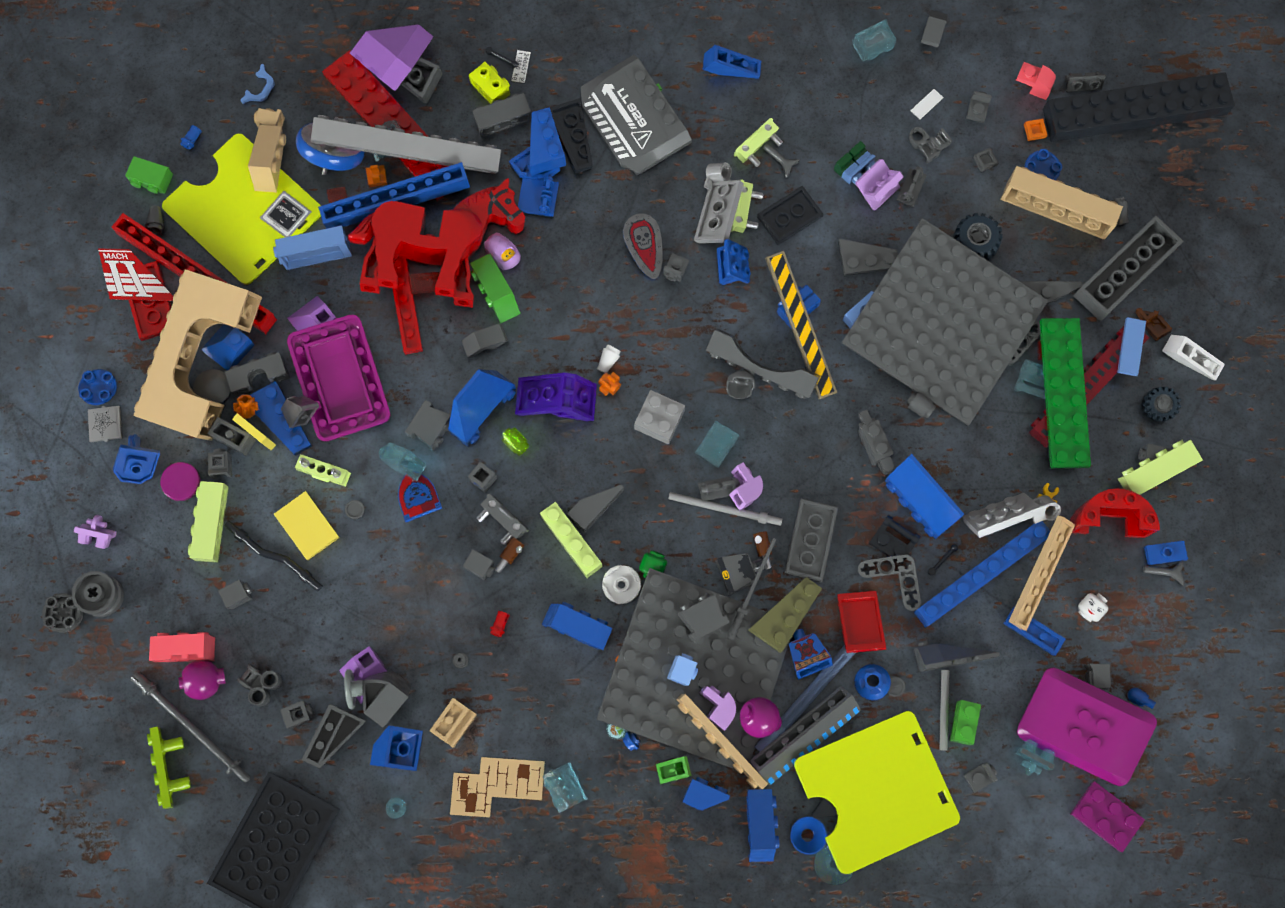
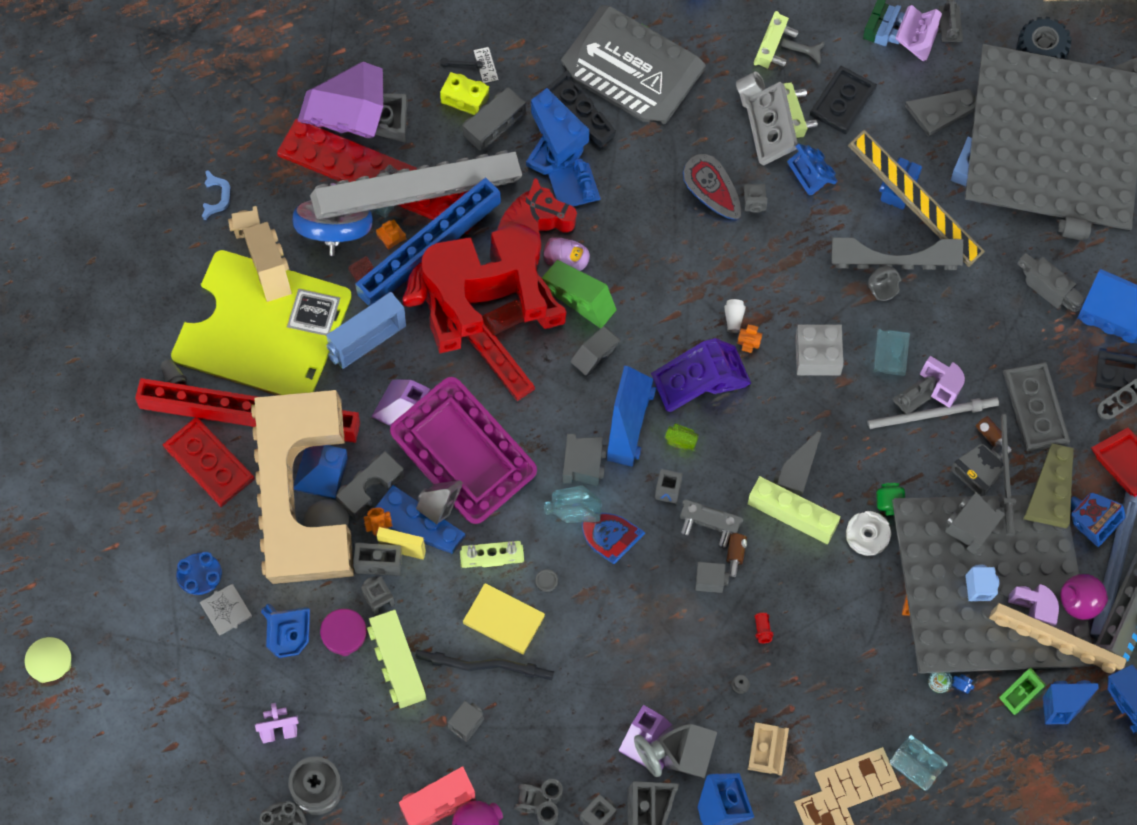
camera: 25 degrees left, 10 degrees down
(129, 278) = (176, 446): sticker -> none
(149, 175) = (143, 332): bright green brick -> none
(190, 138) = (168, 273): blue pin -> none
(577, 625) = (845, 590): blue wedge -> none

